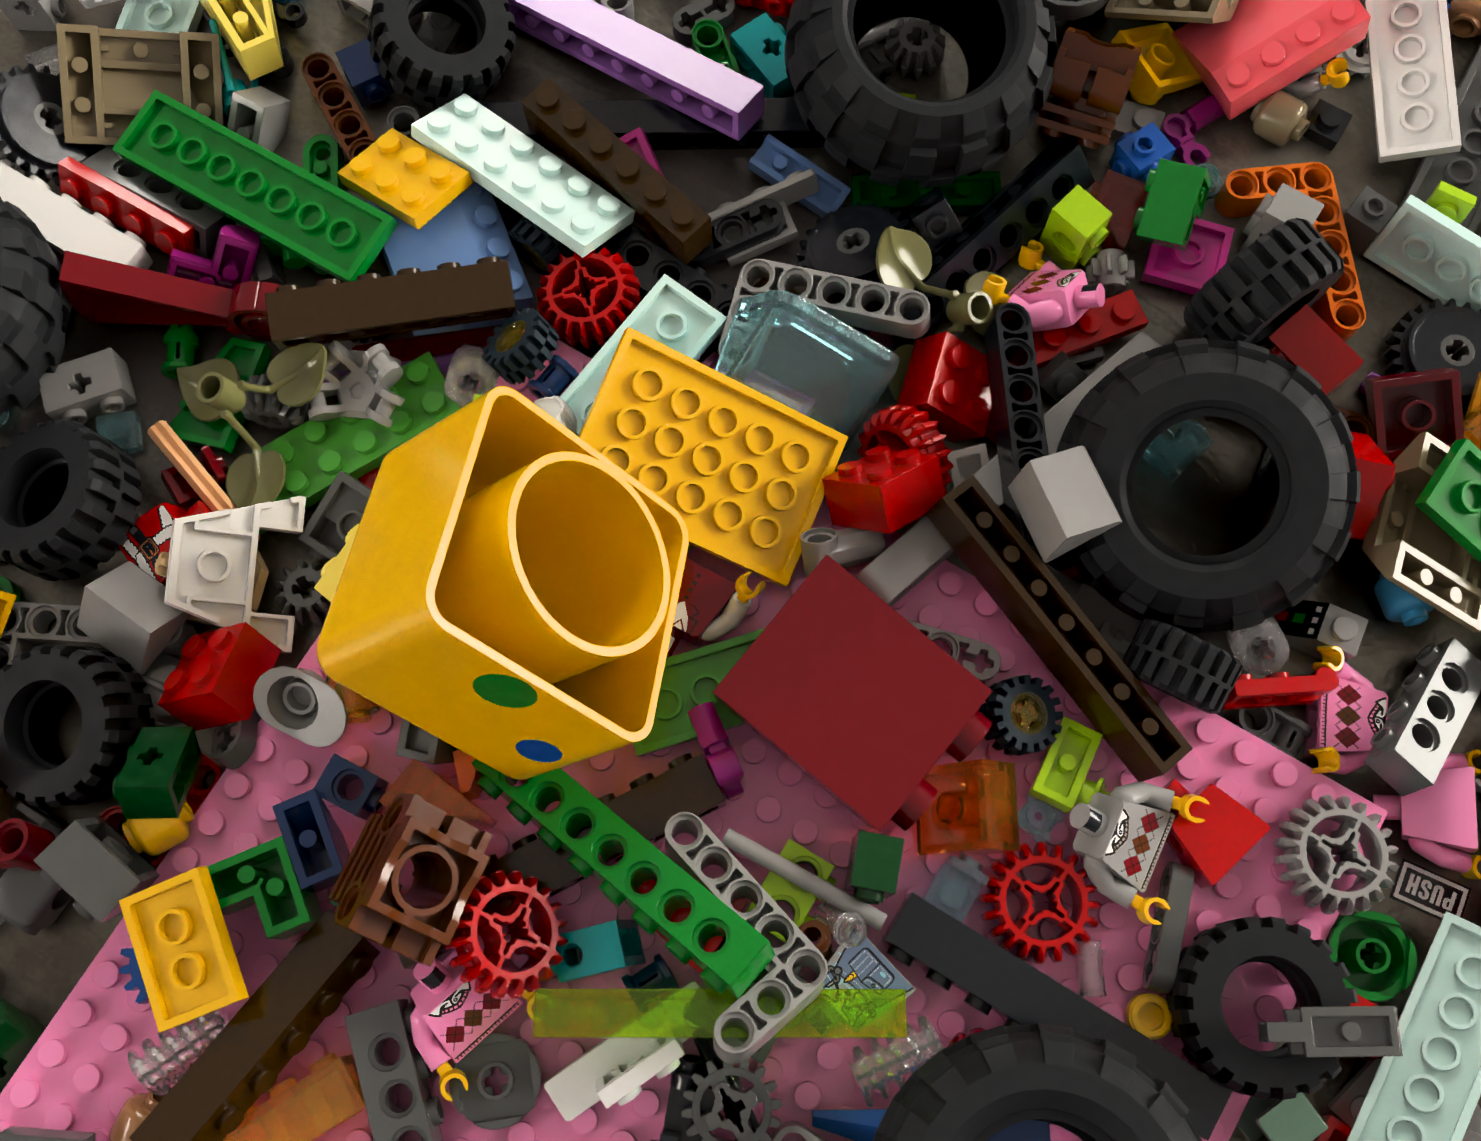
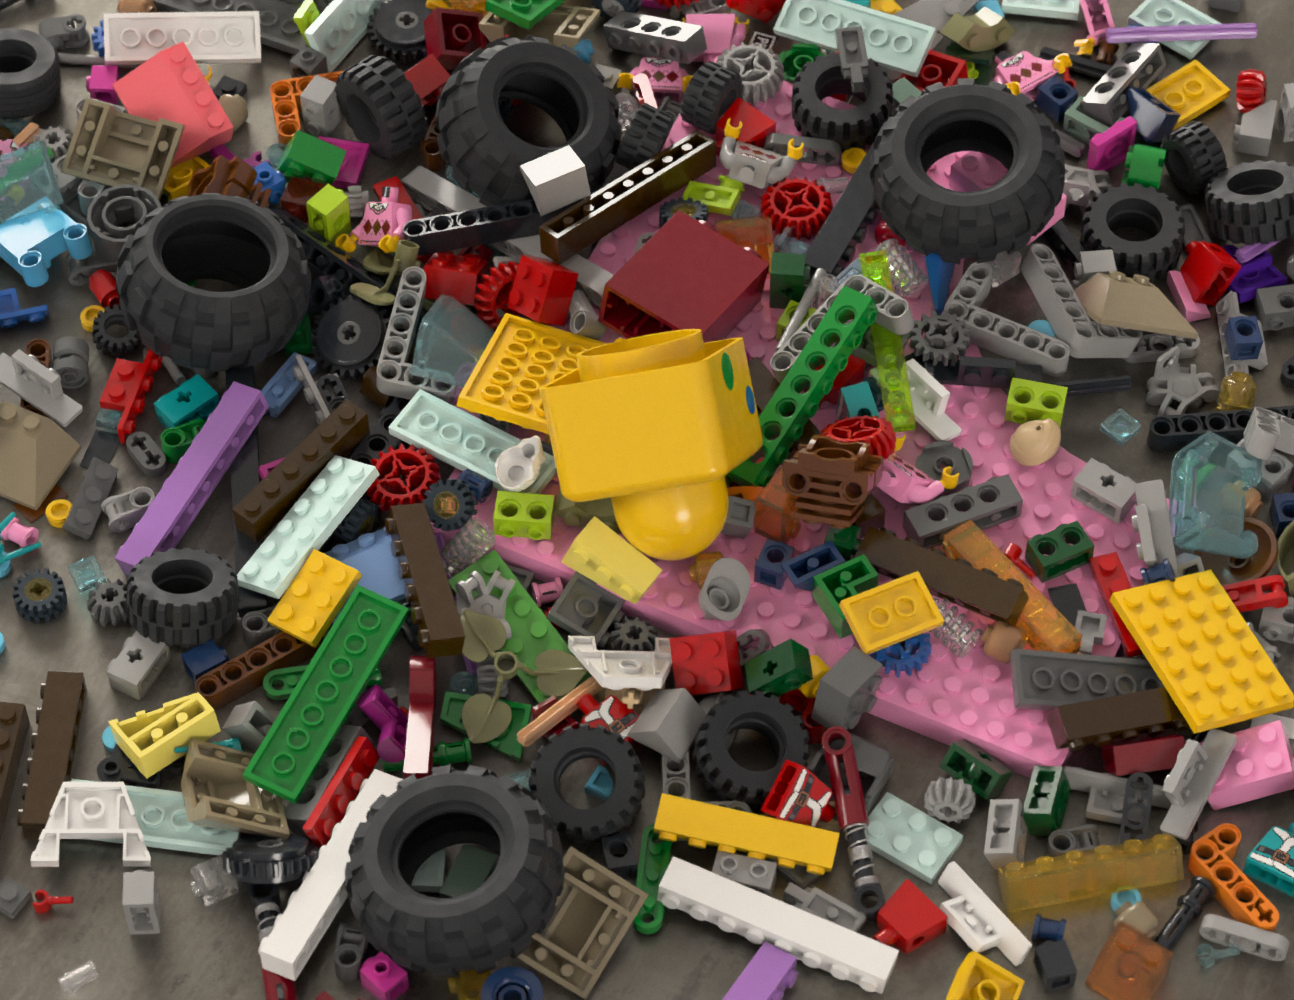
camera: 95 degrees left, 20 degrees down
(1267, 778) = (710, 95): none -> black tyre

